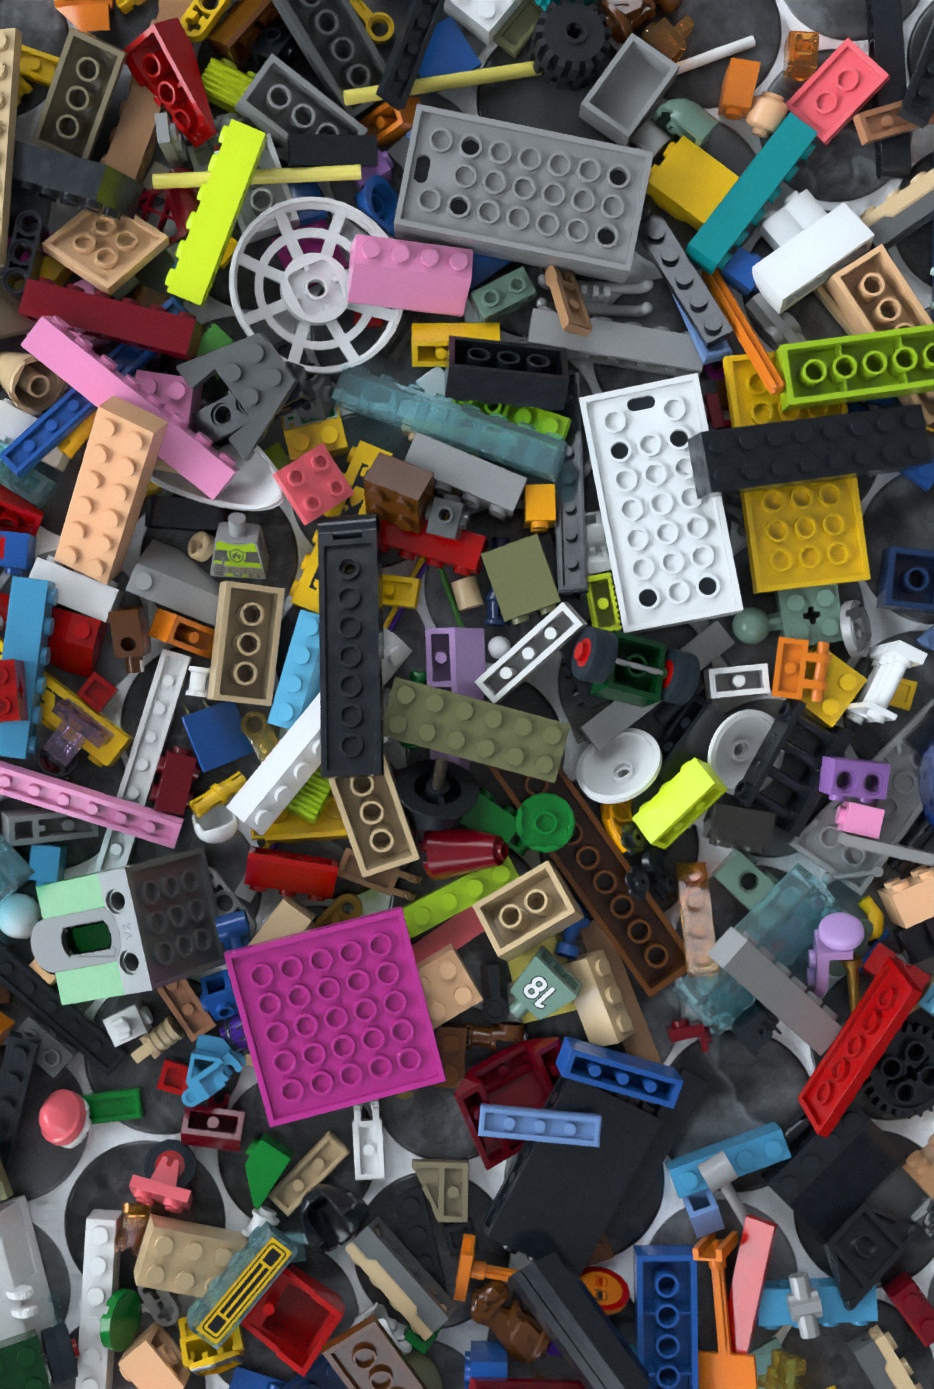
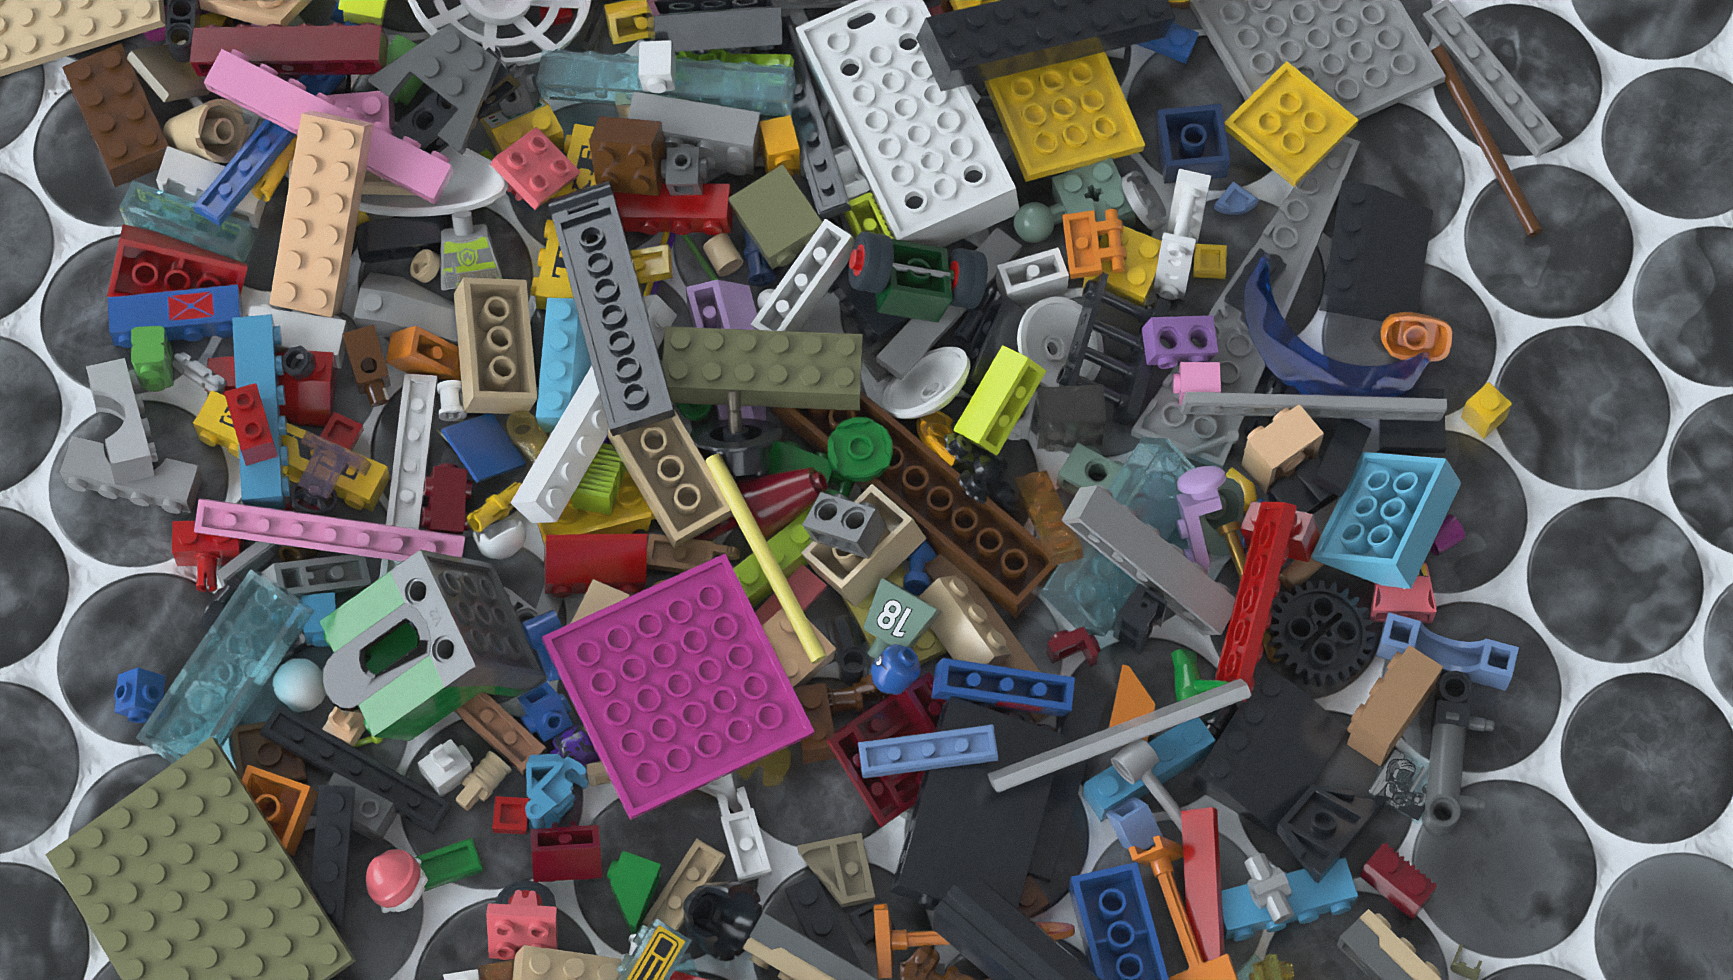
camera: 15 degrees left, 20 degrees down
(65, 630) = (298, 362): none -> black tile
(438, 913) = (766, 558): none -> light yellow piece
(442, 414) = (657, 66): none -> white brick
(511, 904) = (845, 524): none -> dark grey brick
(529, 1035) = (895, 669): none -> blue head
(710, 1150) = (1119, 735): none -> light grey tile
(725, 1103) = (1130, 699): none -> orange slope
(781, 1093) = (1187, 676): none -> green piece

